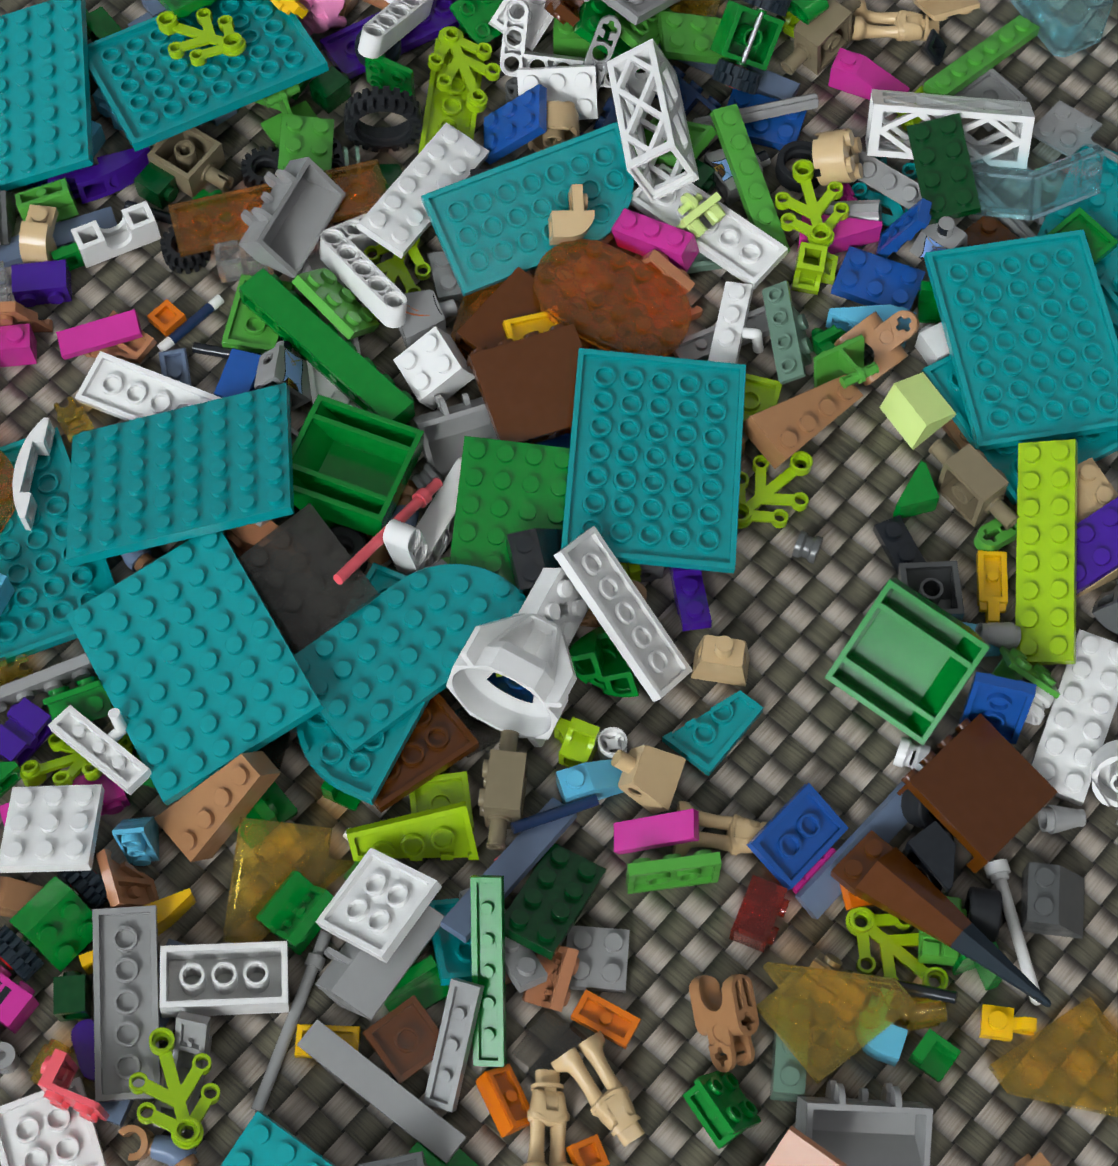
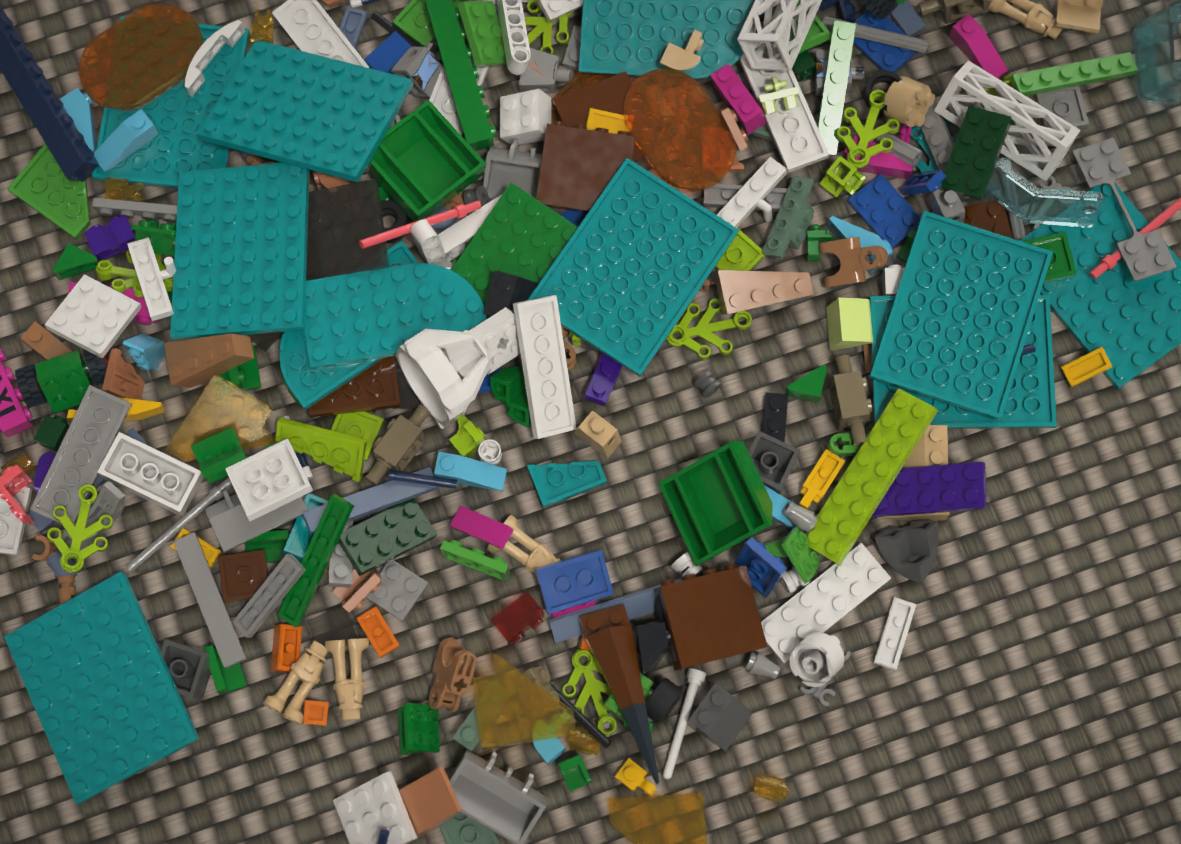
camera: 30 degrees right, 10 degrees up
(649, 776) = (500, 487): tan torso -> none
(842, 360) = (815, 261): bright green plate -> none
(934, 47) = (1047, 47): black slope -> none

